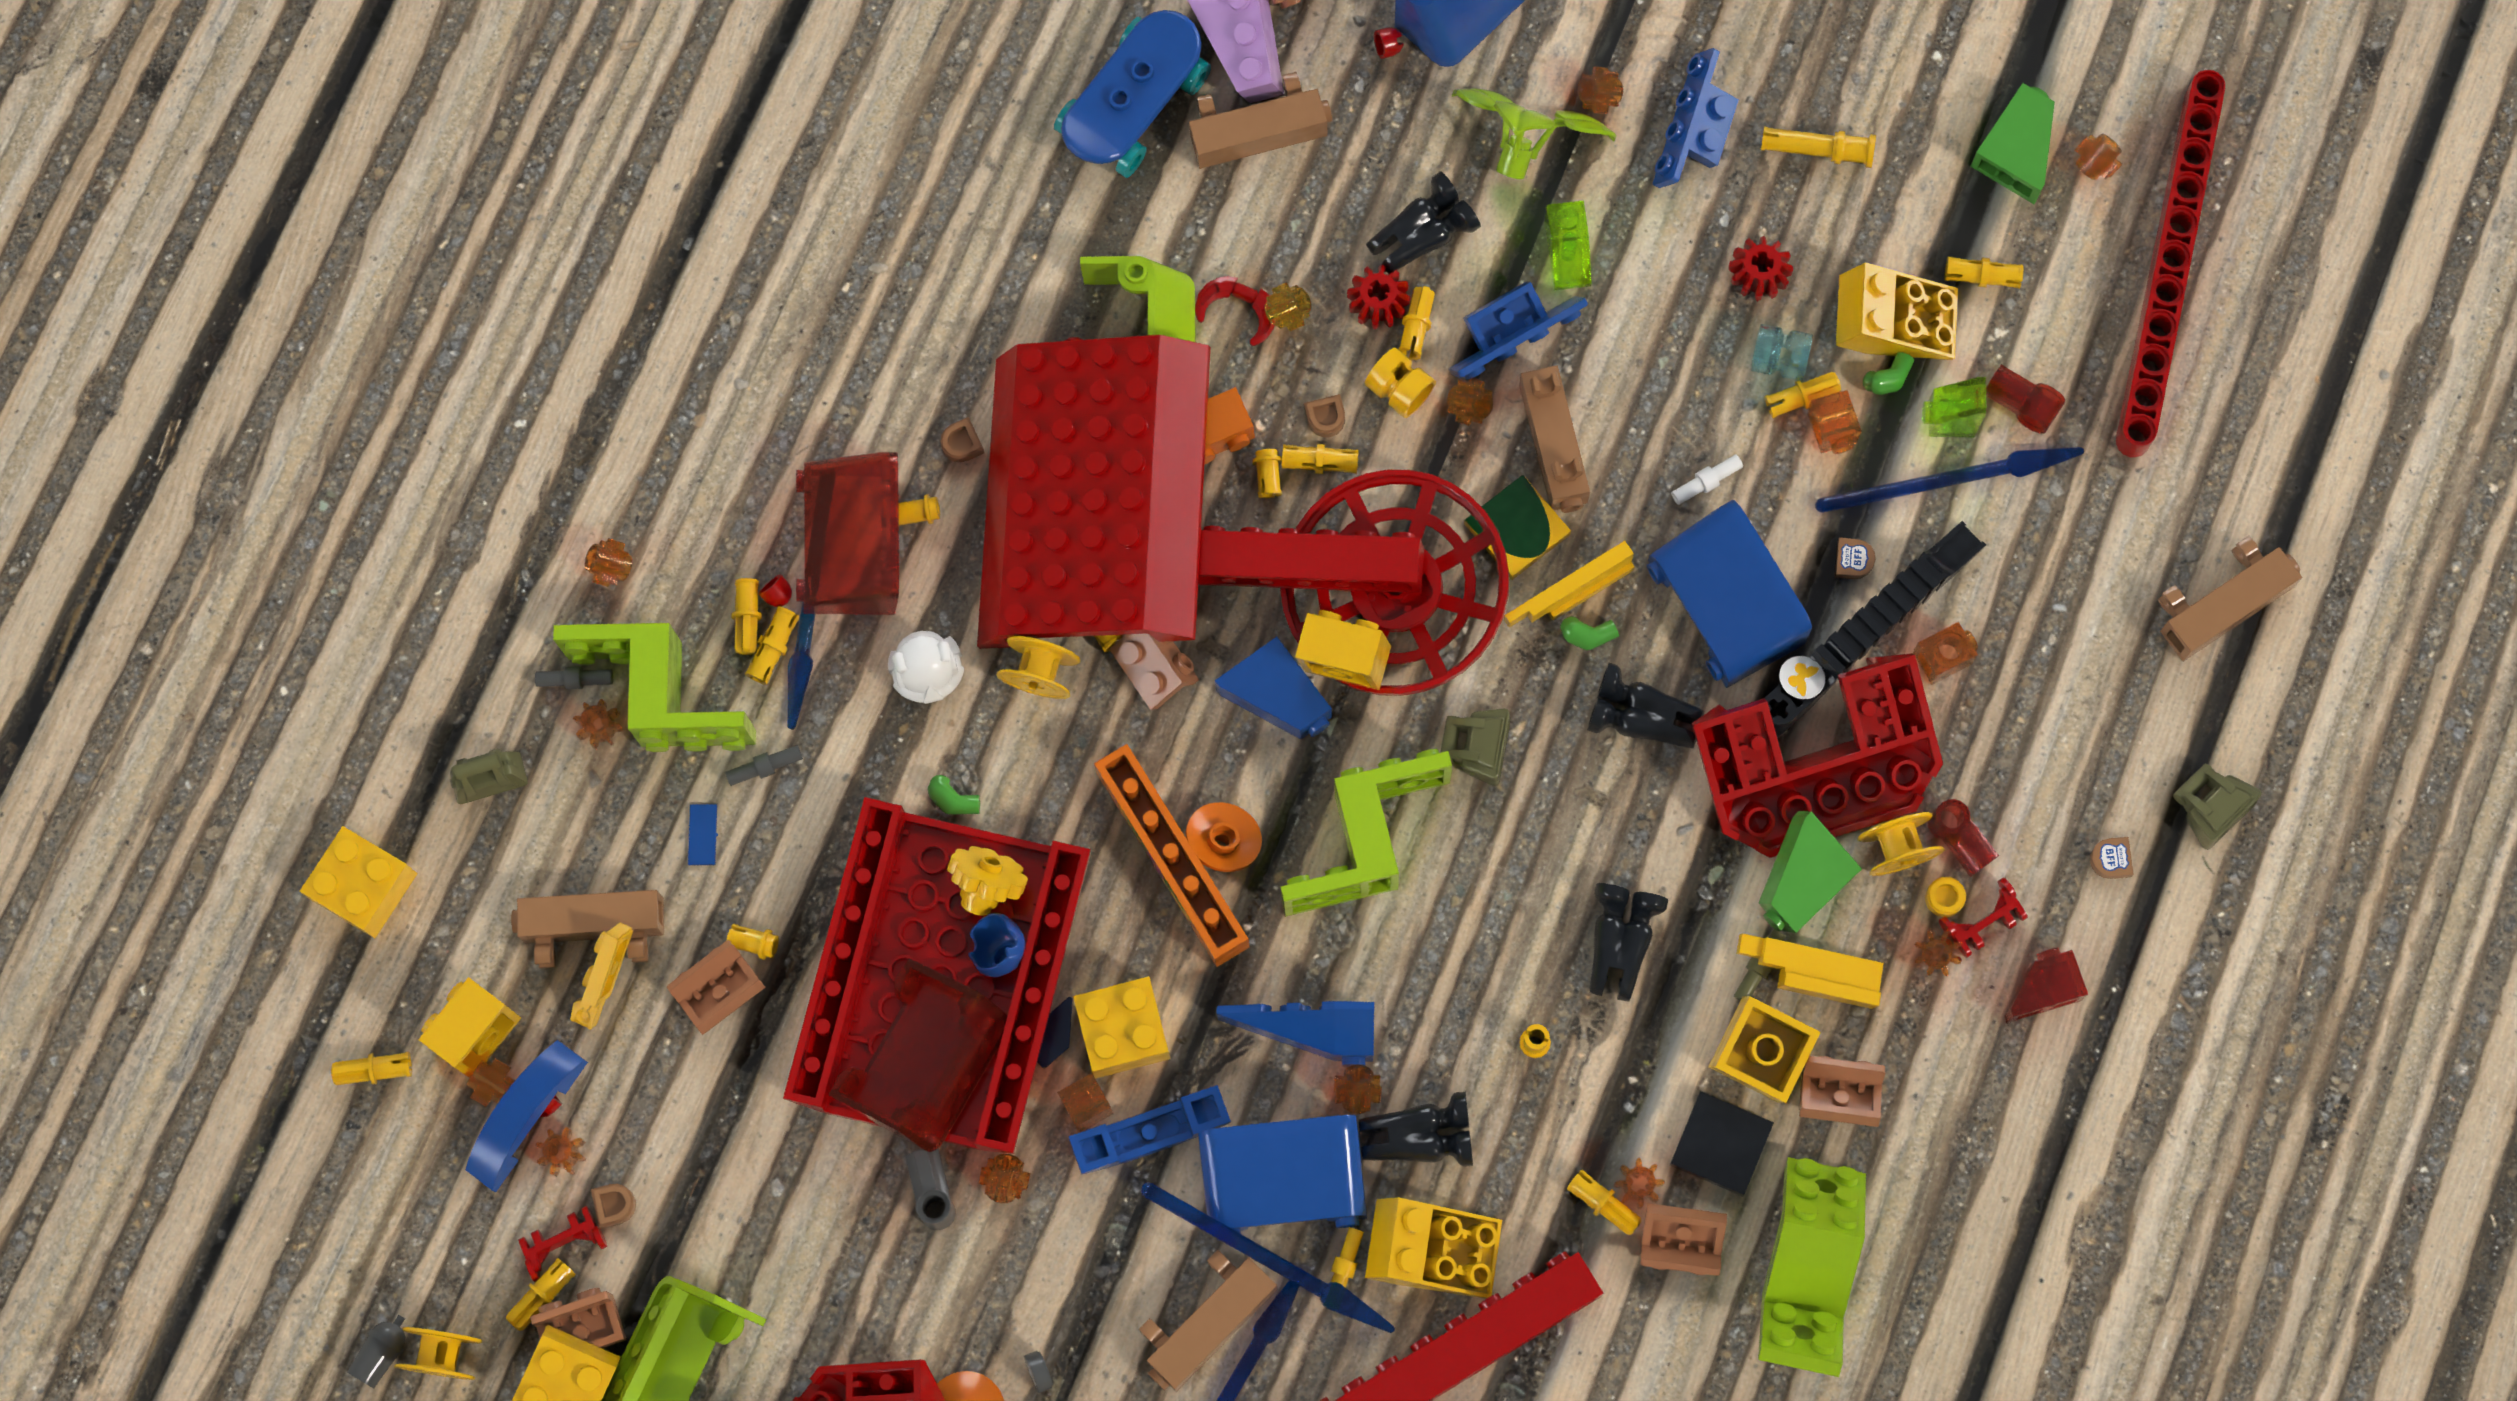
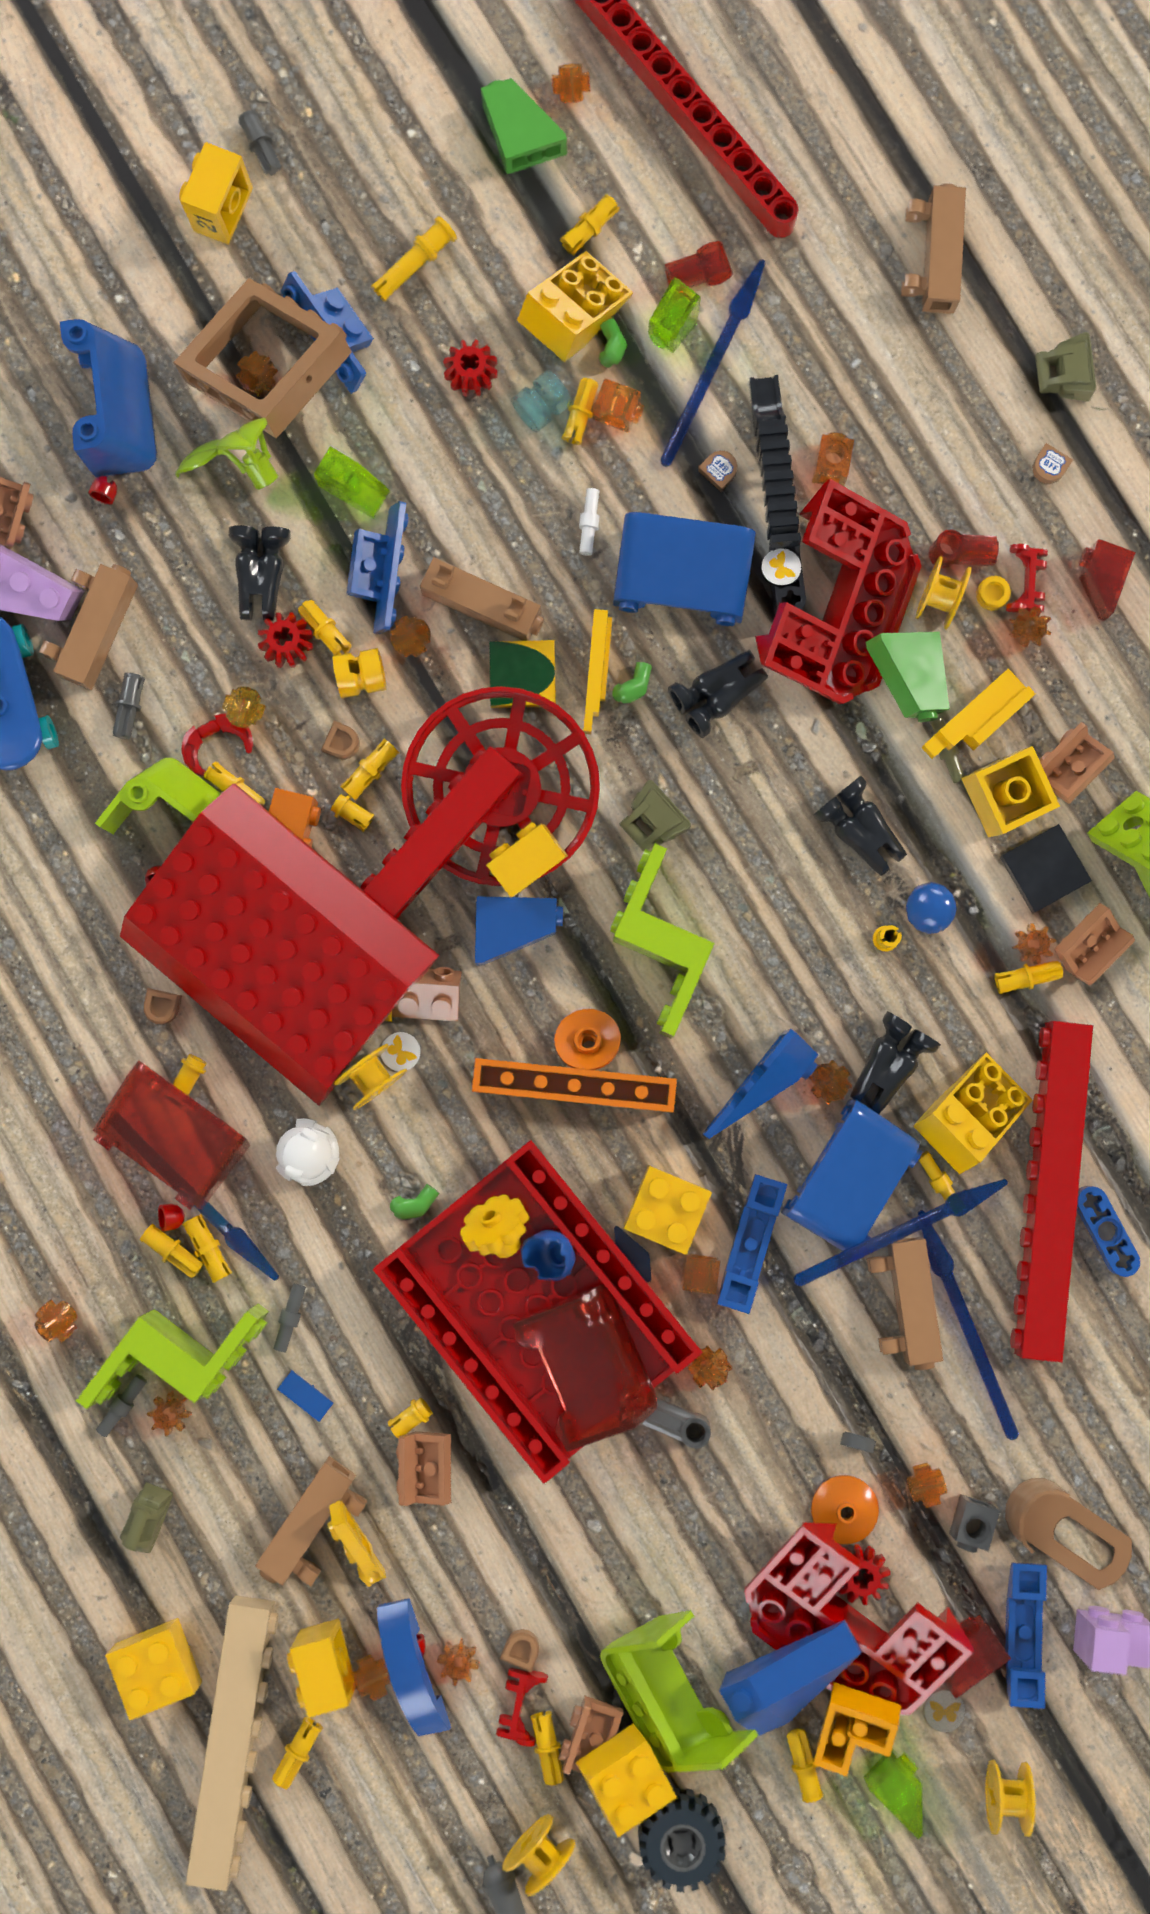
camera: 55 degrees left, 10 degrees up
(340, 1001) = (231, 1742): none -> tan brick
(1084, 681) = (402, 1051): none -> white sticker
(1210, 208) = (128, 705): none -> dark grey axle
(1210, 335) = (224, 779): none -> yellow axle
(1598, 1063) = (931, 907): none -> blue hair
(1605, 129) = (299, 382): none -> medium nougat piece

